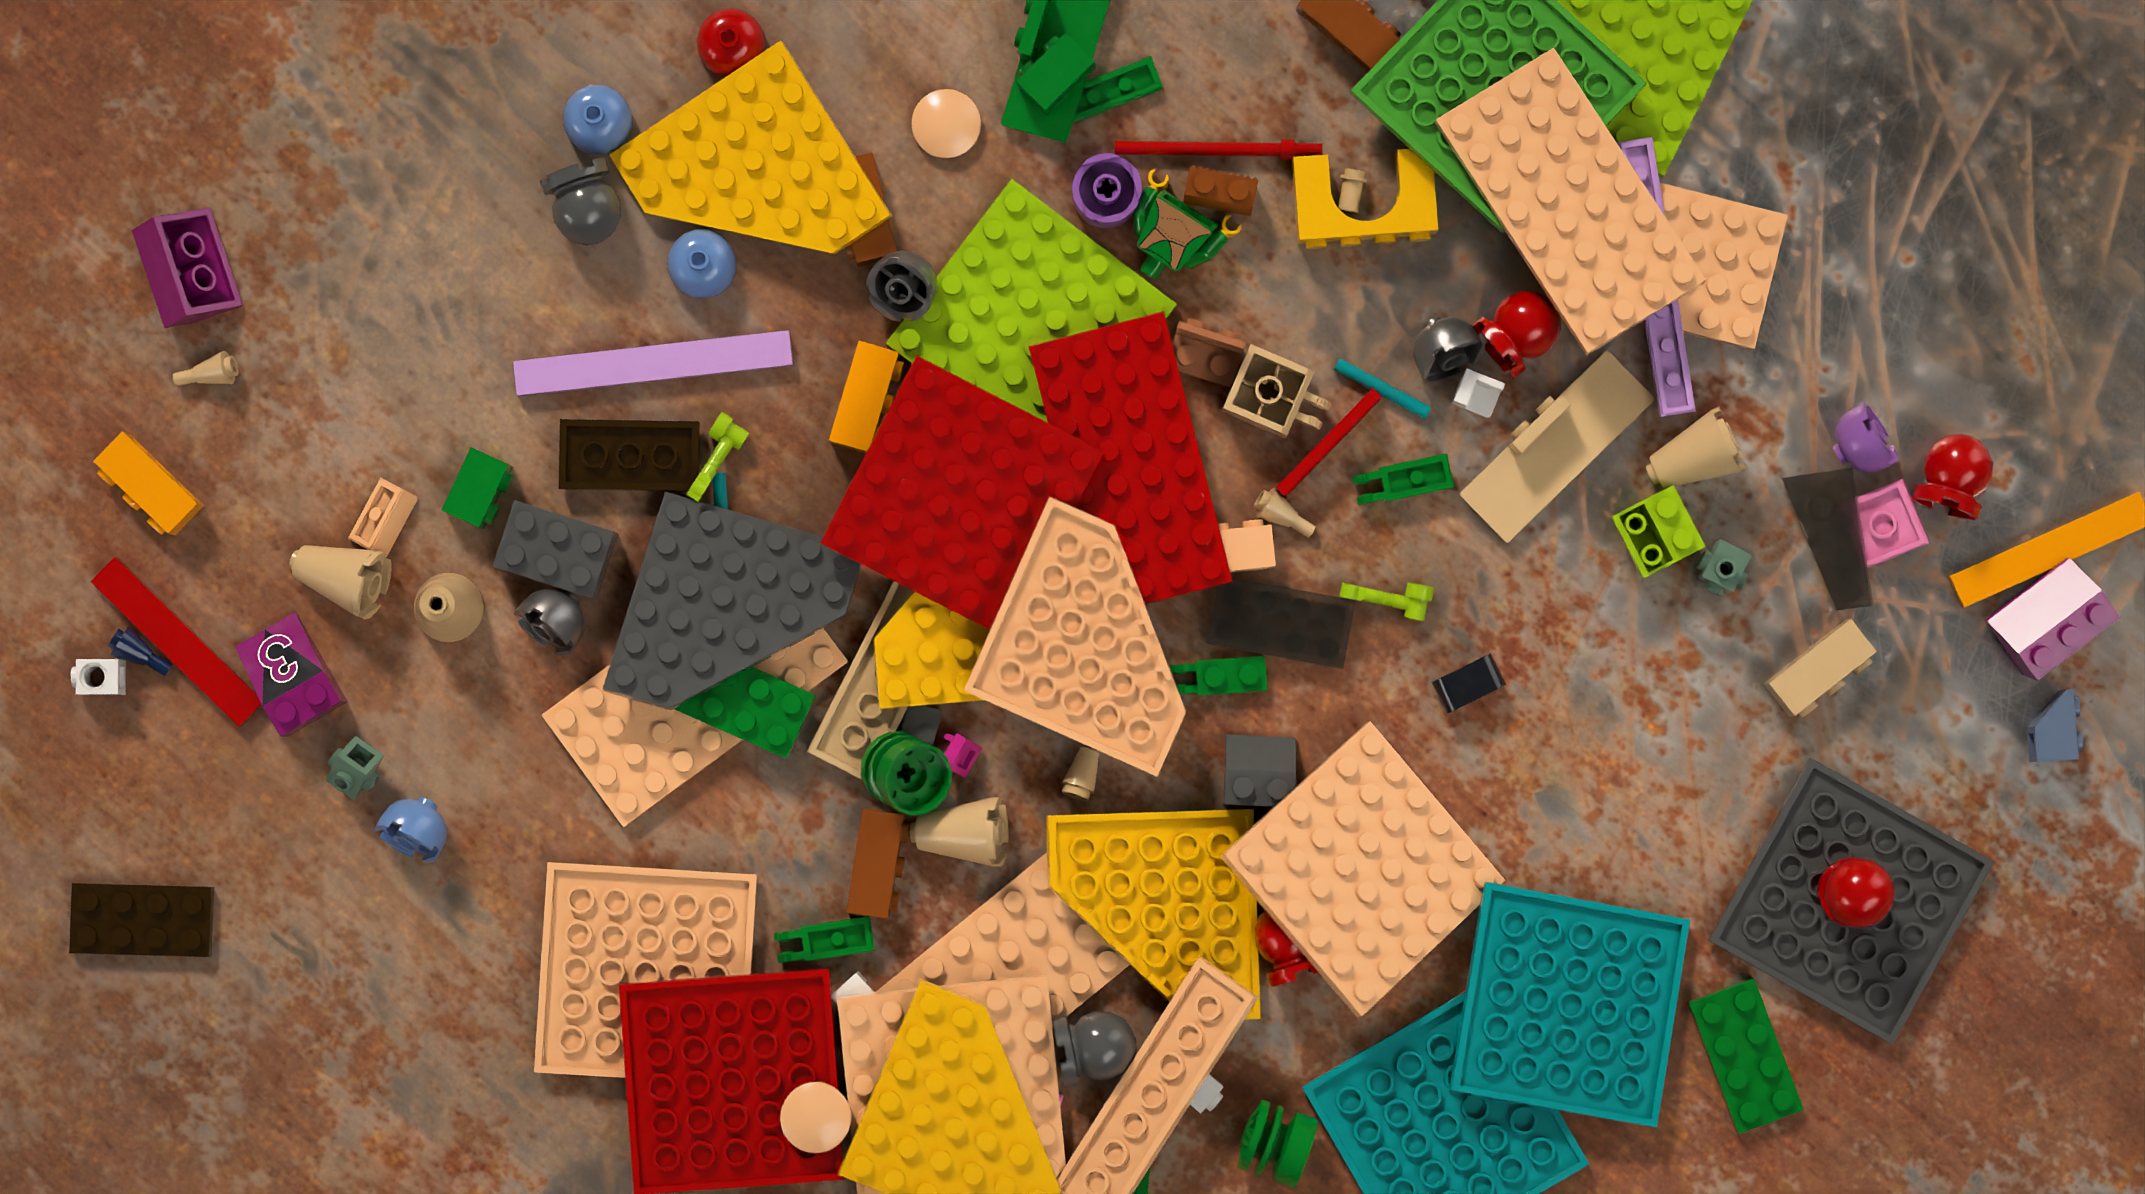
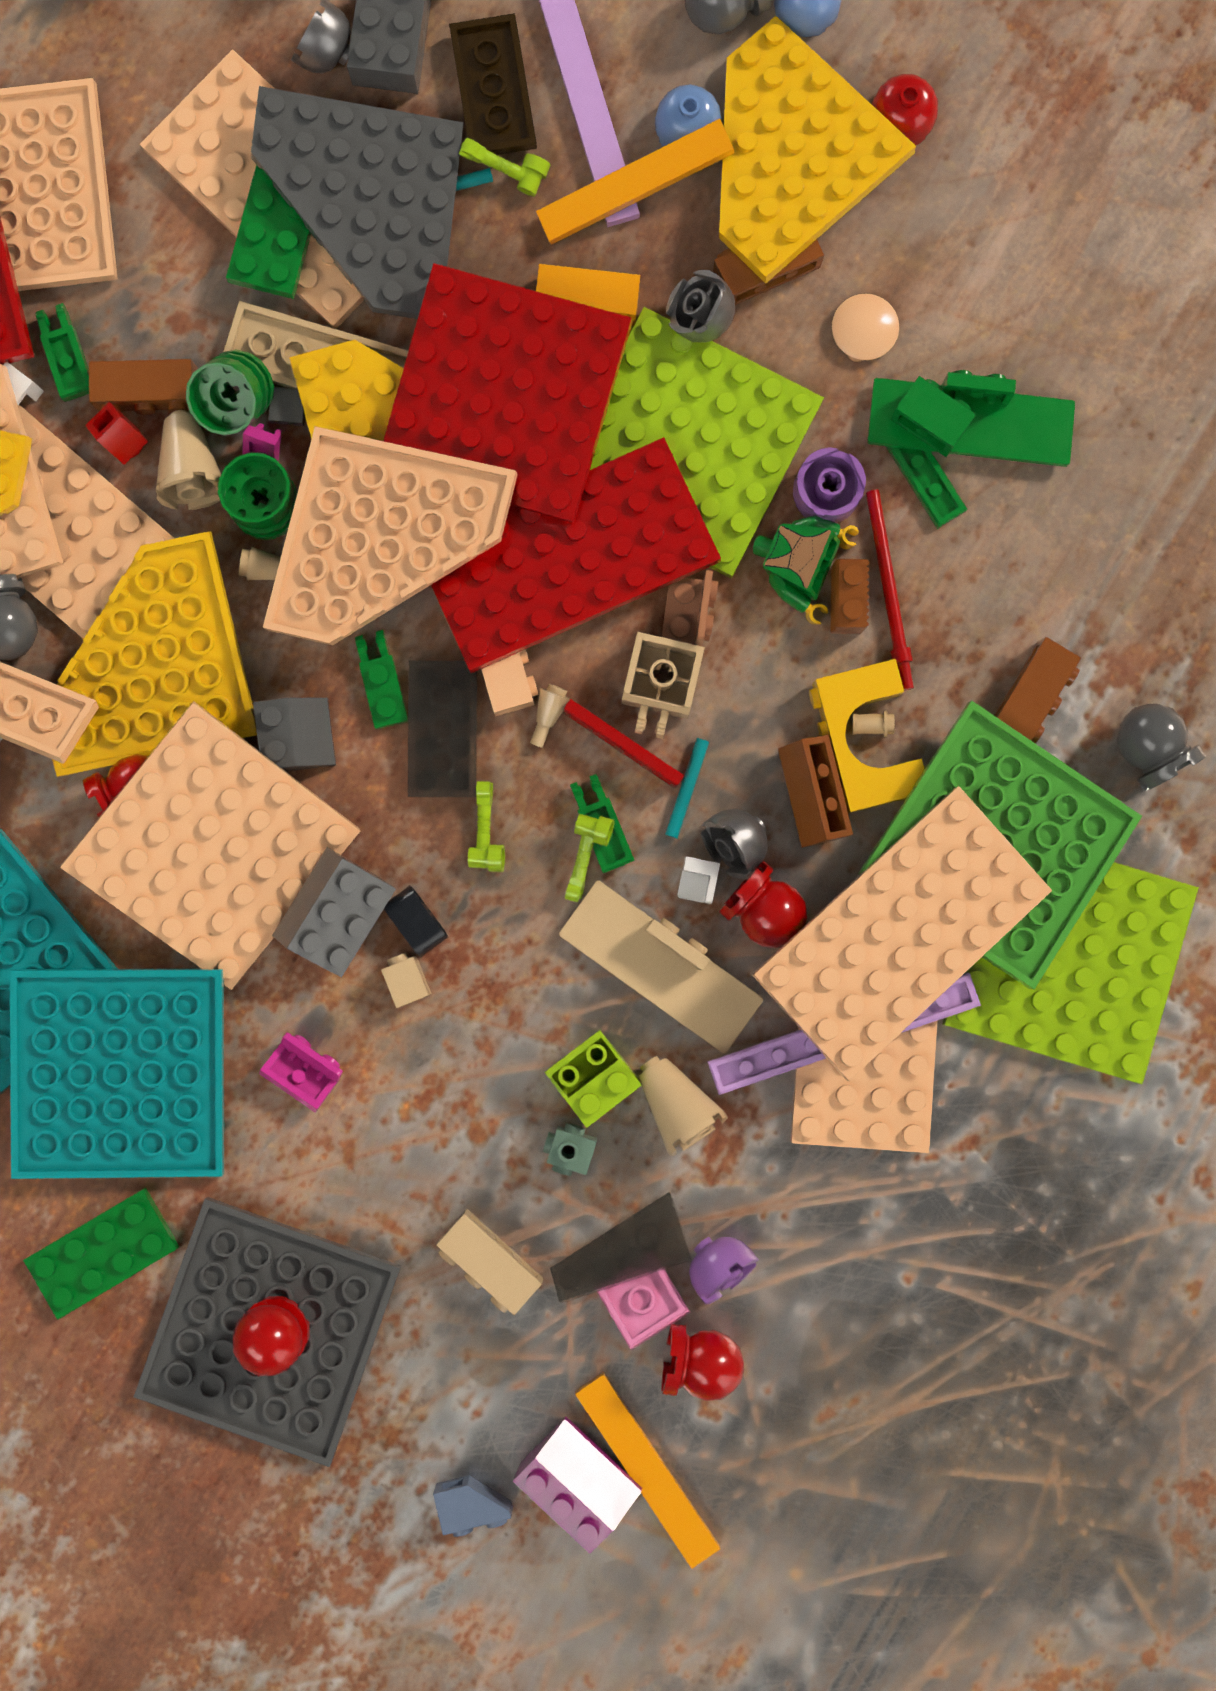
camera: 80 degrees right, 0 degrees up
(760, 328) = (635, 181): none -> light orange tile
(923, 897) = (116, 433): none -> red brick
(995, 762) = (247, 482): none -> green wheel
(1411, 260) = (815, 791): none -> dark orange brick
(1412, 490) = (591, 831): none -> lime brick
(1448, 760) = (333, 912): none -> dark grey brick
(1526, 702) = (405, 980): none -> tan brick
(1599, 822) = (302, 1071): none -> dark pink bracket

